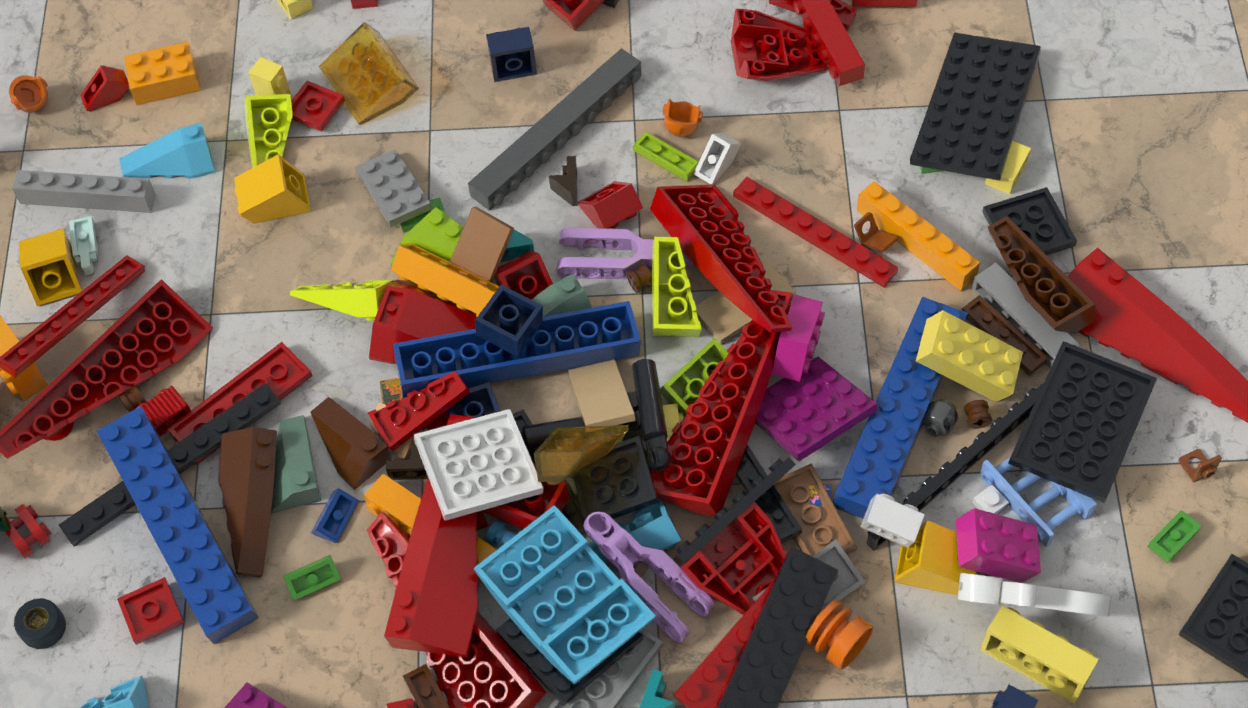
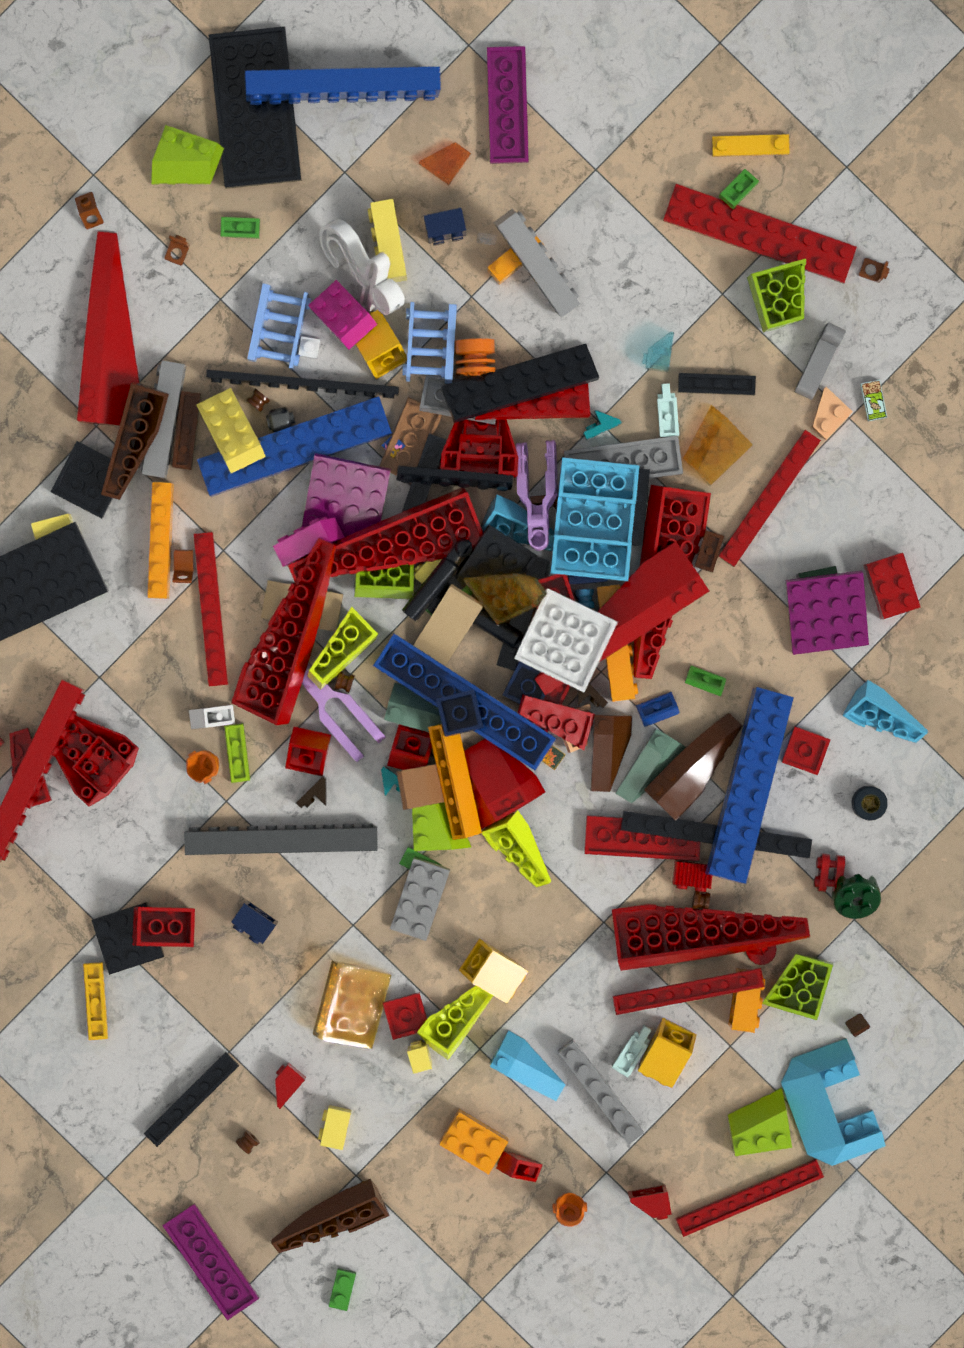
camera: 140 degrees left, 30 degrees up
(886, 632) = (447, 334): none -> light blue fence
(892, 520) = (382, 382): white brick -> none
(1083, 421) = (215, 331): black plate -> none

